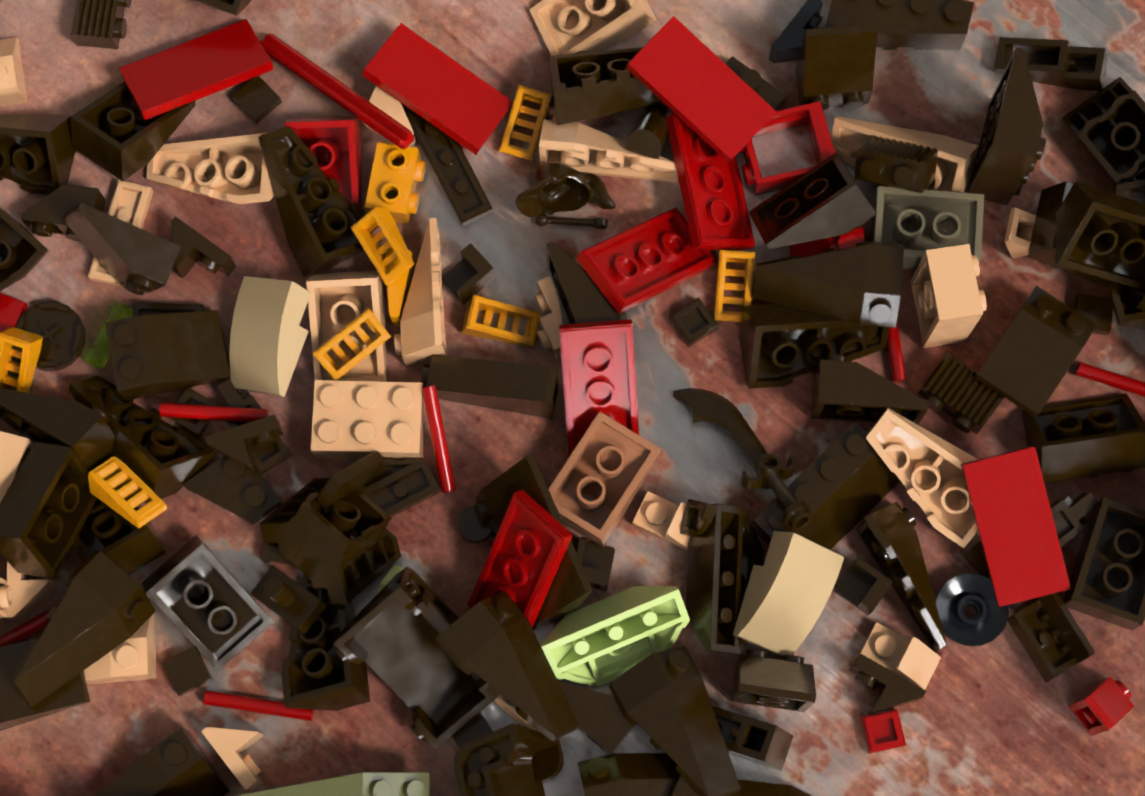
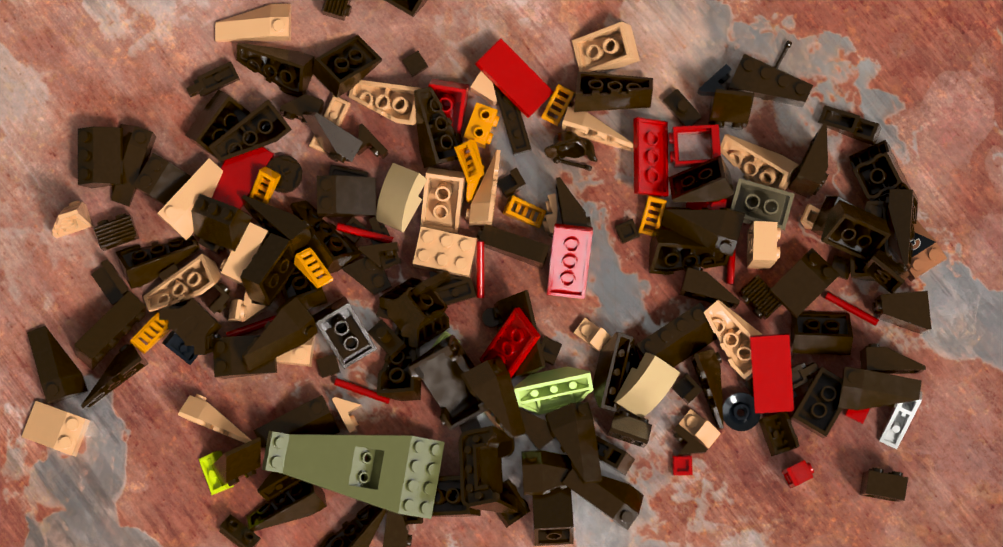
camera: 10 degrees right, 5 degrees up
(98, 356) = (312, 181): clear neon green axle -> none
(196, 69) = (385, 42): red tile -> none
(328, 363) = (432, 223): light orange slope -> none
(337, 91) = (459, 69): red axle -> none
(602, 478) = (562, 307): nougat slope -> none
(645, 260) = (607, 195): red tile -> none
(649, 132) = (623, 124): dark brown brick -> none
(697, 518) = (607, 337): dark brown tile -> none
(700, 89) = (655, 107): red tile -> none
(716, 409) = (630, 281): dark brown sword -> none
(896, 164) = (751, 167): dark brown brick -> none

